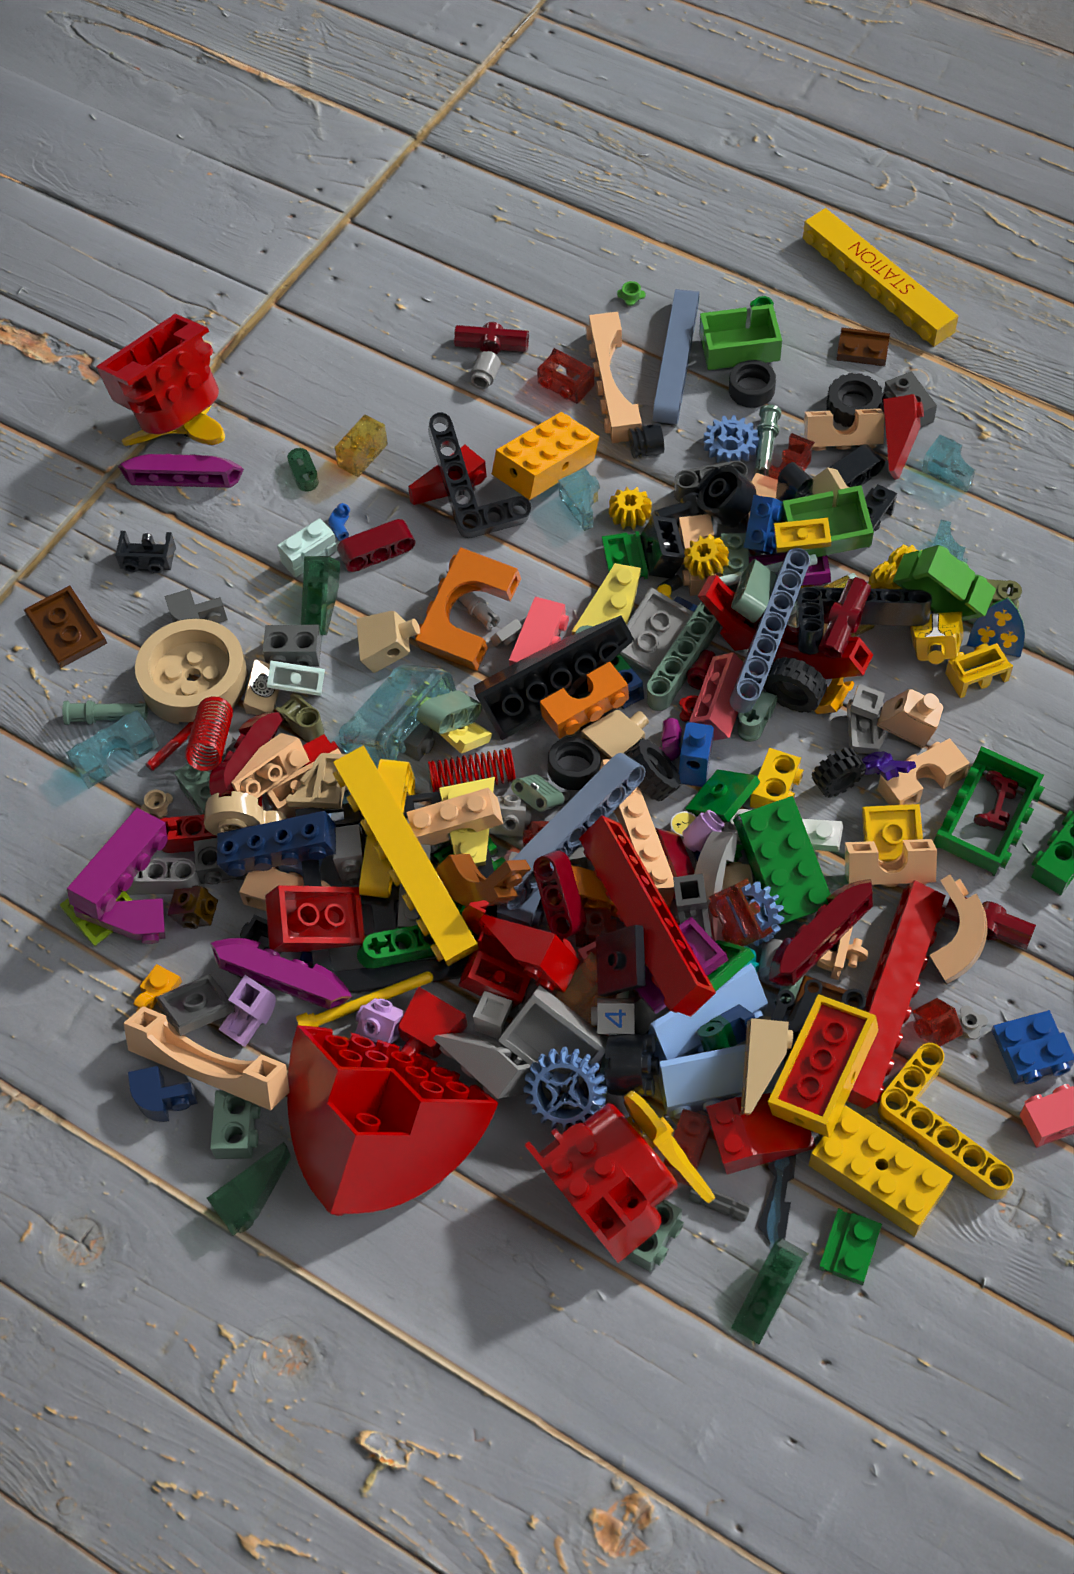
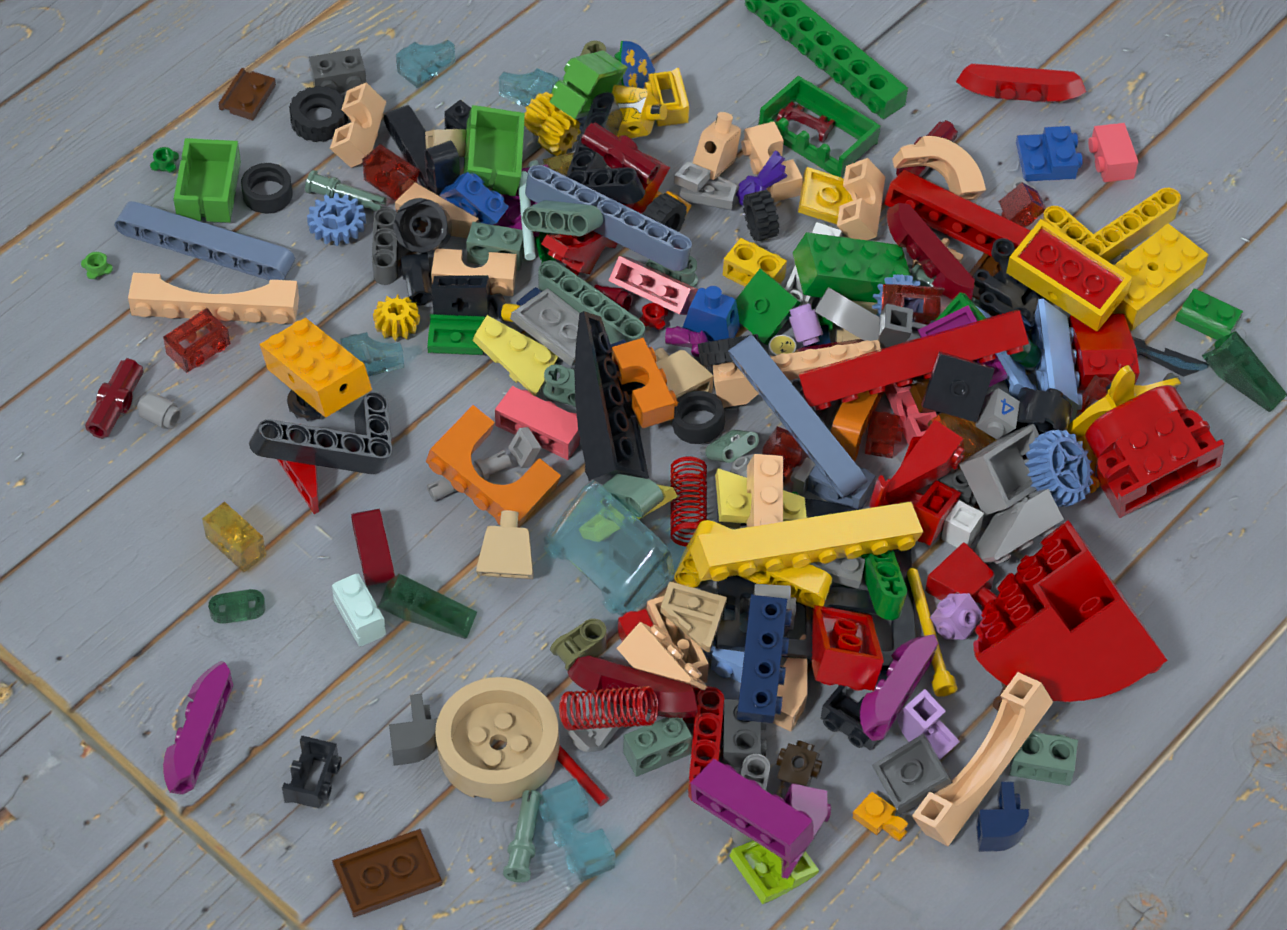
camera: 85 degrees left, 5 degrees down
(154, 797) = (655, 788): tan plate -> none
(166, 382) = (103, 691): red brick -> none
(236, 812) = (721, 693): tan piece -> none
(245, 1195) = (1115, 751): clear green slope -> none
(258, 697) = (545, 681): tan slope -> none
(292, 641) = (482, 641): dark grey brick -> none
(295, 678) = (538, 636): light aqua brick -> none
(338, 519) = (319, 580): blue arm -> none
(468, 885) = (856, 486): dark orange arch -> none
(561, 880) = (858, 428): dark red beam -> none
(646, 440) = (315, 288): black piece -> none
(706, 557) = (501, 261): yellow gear -> none
(764, 1052) = (1064, 311): tan slope -> none
(802, 534) = (515, 162): yellow plate -> none
(880, 277) = (162, 58): yellow brick -> none
(902, 427) = (385, 80): red slope -> none

